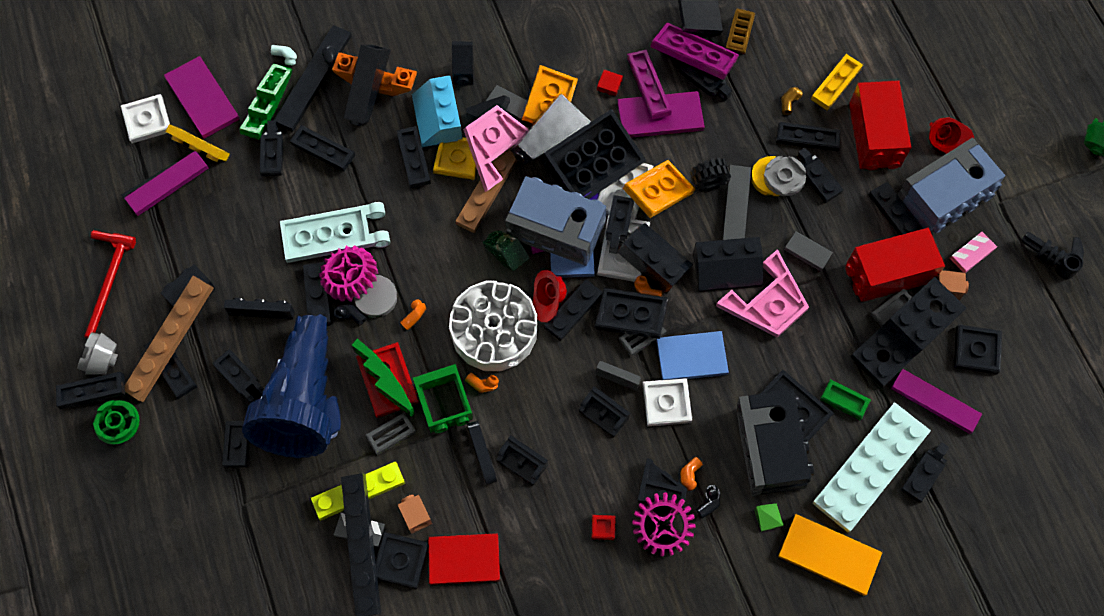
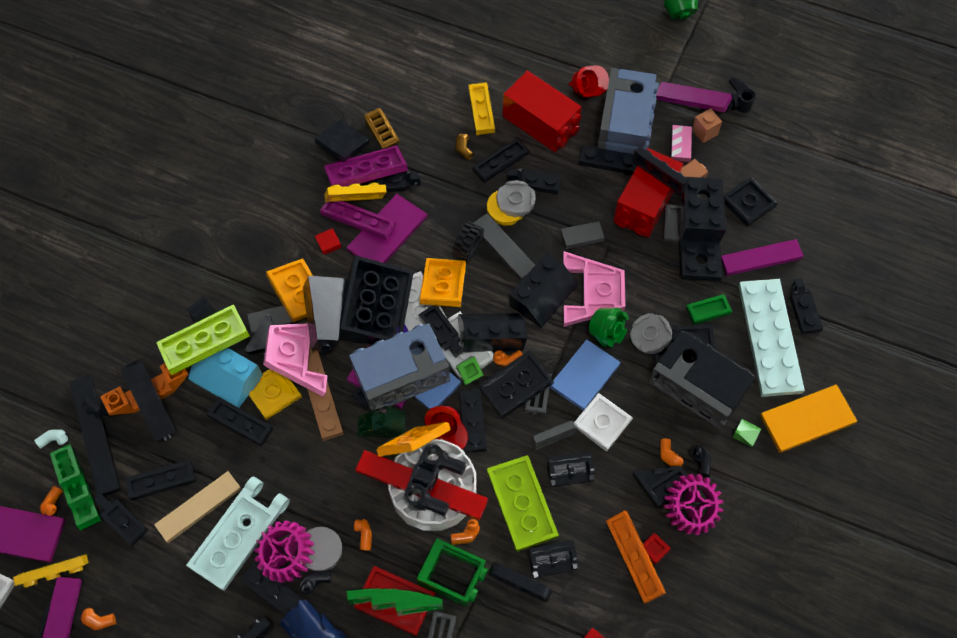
camera: 45 degrees left, 5 degrees down
(189, 199) = (96, 622): none -> orange arm
(237, 98) = (48, 505): none -> orange arm
(328, 190) = (197, 507): none -> tan tile
(441, 73) = (202, 339): none -> lime plate
(481, 317) = (399, 477): none -> red tile
(485, 312) = (425, 477): none -> black piece
(510, 279) = (413, 439): none -> light orange tile
(543, 401) = (522, 503): none -> lime plate
(582, 518) = (635, 557): none -> orange tile
(608, 270) = (469, 370): none -> bright green slope
(665, 62) = (355, 192): none -> yellow plate
(747, 336) = (608, 325): none -> green cone
(776, 373) = (651, 333): none -> light grey tile
(915, 252) = (660, 170): none -> black plate
(1010, 256) = (706, 125): none -> nougat brick
(1024, 223) = (693, 96): none -> magenta tile

